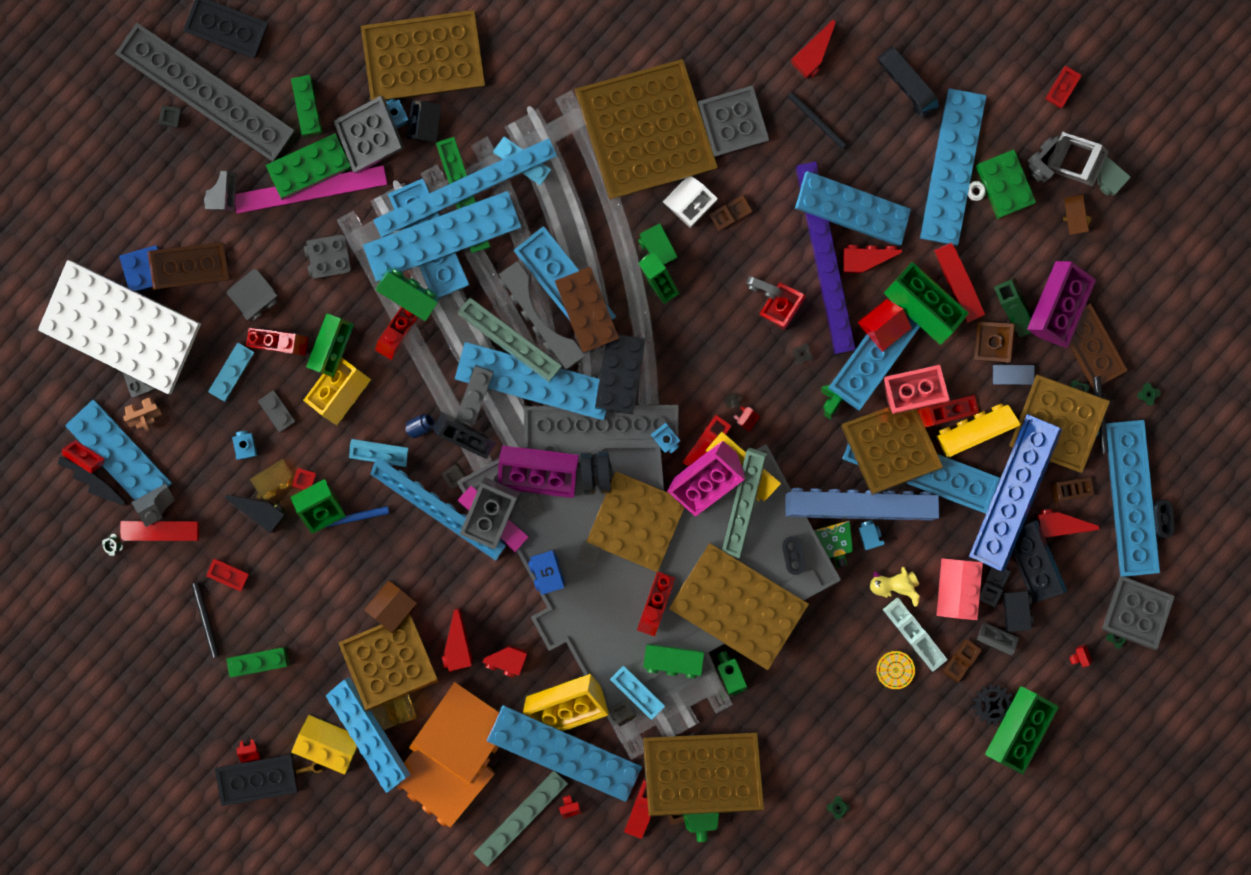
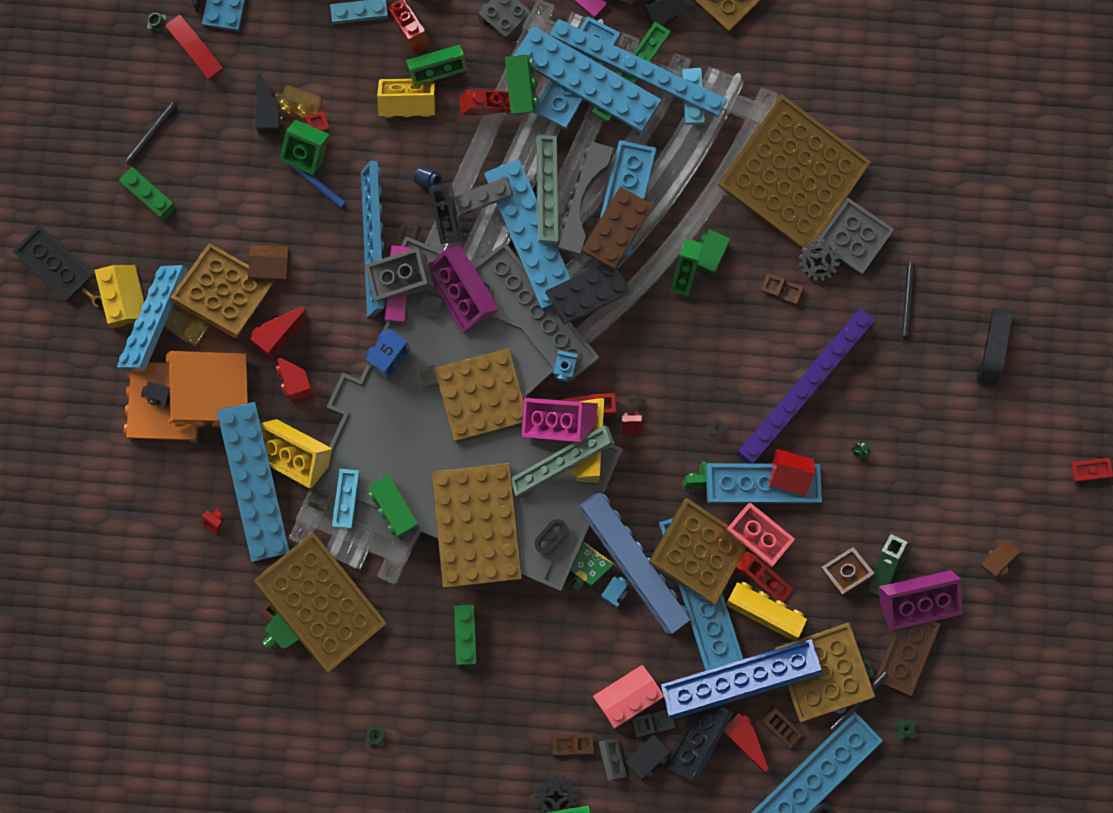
camera: 55 degrees right, 10 degrees down
(152, 505) = (211, 27): dark grey arch -> none
(227, 575) = (198, 123): red plate -> none
(247, 452) = (309, 67): dark azure brick -> none
(248, 753) = (70, 240): red tile -> none
(276, 411) = (355, 66): dark grey plate -> none
(372, 451) = (376, 152): medium azure plate -> none
(435, 778) = (156, 394): none -> black brick
(520, 818) = (175, 489): sand green plate -> none
(595, 473) = (495, 331): black wheel -> none
(639, 815) = (242, 582): red slope -> none
(655, 604) = (426, 459): red slope -> none
(690, 201) = (766, 251): white slope -> none
(733, 682) = (413, 571): green torso -> none
(739, 165) = (814, 255): none -> dark grey gear
(770, 290) = (746, 363): dark grey plate -> none
(784, 308) = (742, 384): red slope -> none
(811, 56) = (956, 256): red slope -> none
(814, 679) = (465, 635): none -> green brick
(852, 208) = (862, 377): dark azure plate -> none
(861, 260) = (828, 418): red slope -> none
(895, 670) = (523, 696): yellow tile -> none
(900, 583) = (596, 645): light yellow animal -> none
(909, 255) = (861, 451): none -> dark green plate
(915, 634) = (563, 690): light aqua slope -> none
(926, 303) = (834, 491): green brick -> none
(952, 167) = (958, 433): dark azure plate -> none
(959, 281) = (872, 507): red slope -> none
(982, 191) = (954, 459): white plate -> none
(1005, 184) = (978, 483): green brick -> none
(1013, 374) = (834, 606): sand blue slope -> none
(1036, 167) = (1012, 495): dark grey bracket -> none
(1092, 166) = (1047, 537): light grey window -> none
(1111, 177) = (1053, 561): sand green slope -> none

